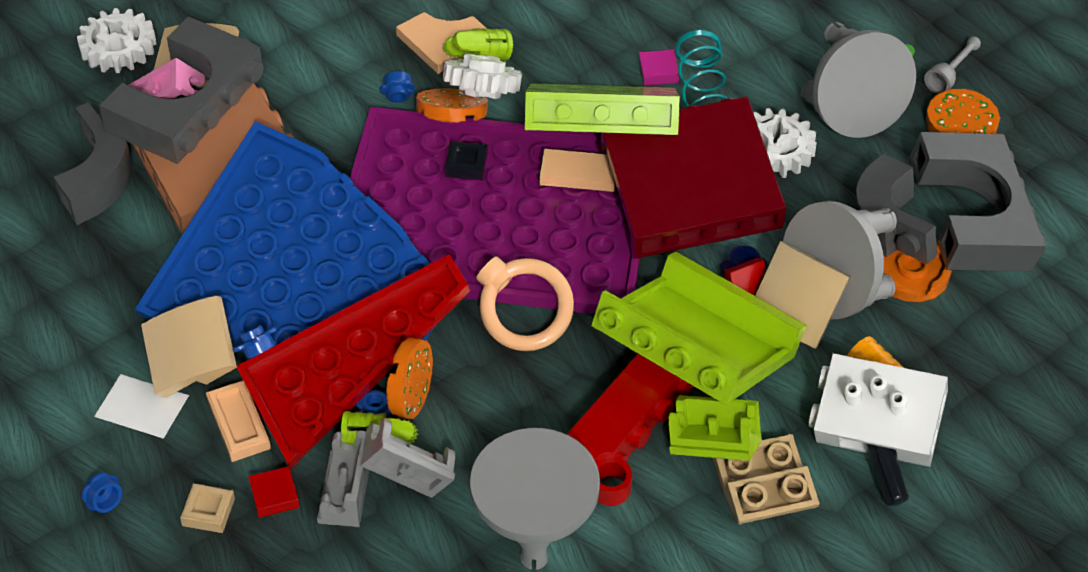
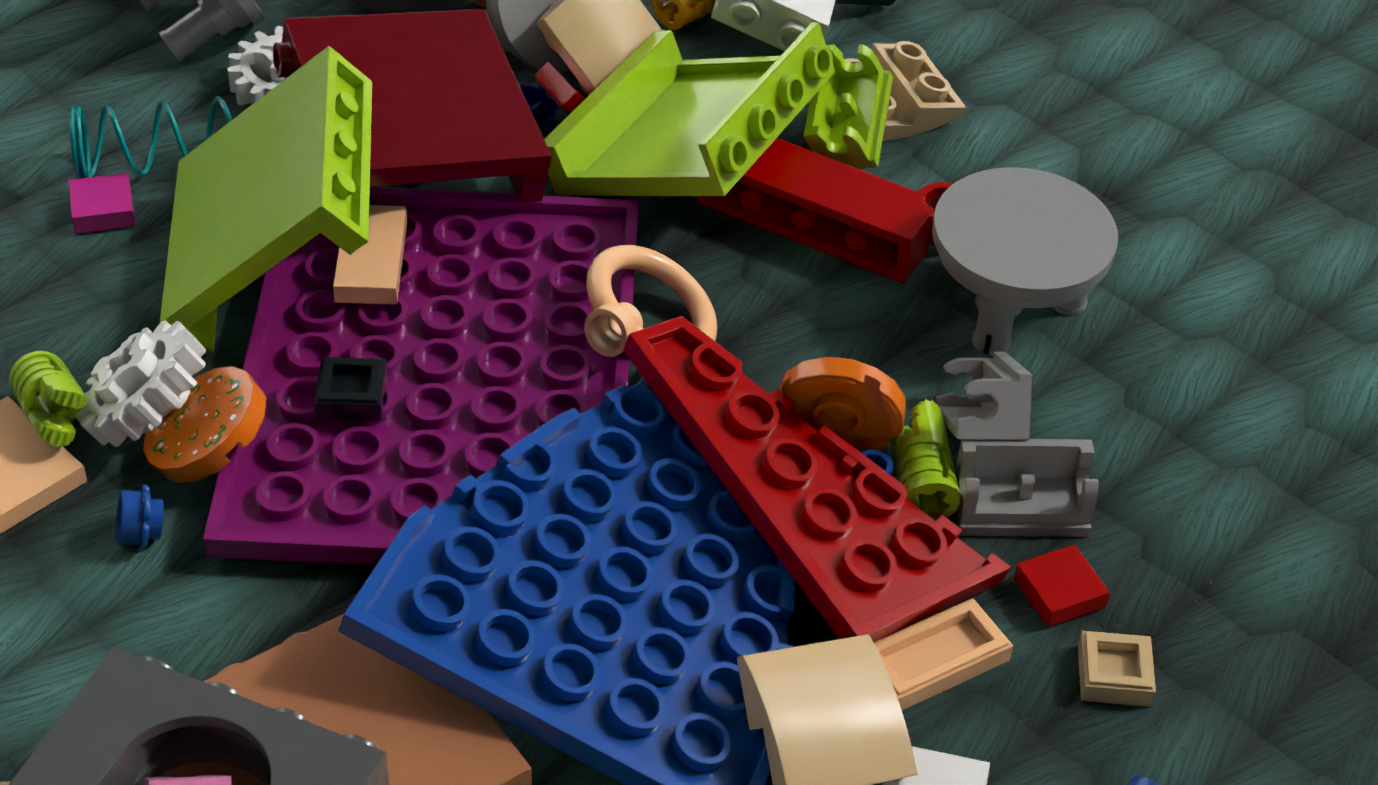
camera: 100 degrees left, 5 degrees down
(256, 341) = (824, 605): blue plate -> none

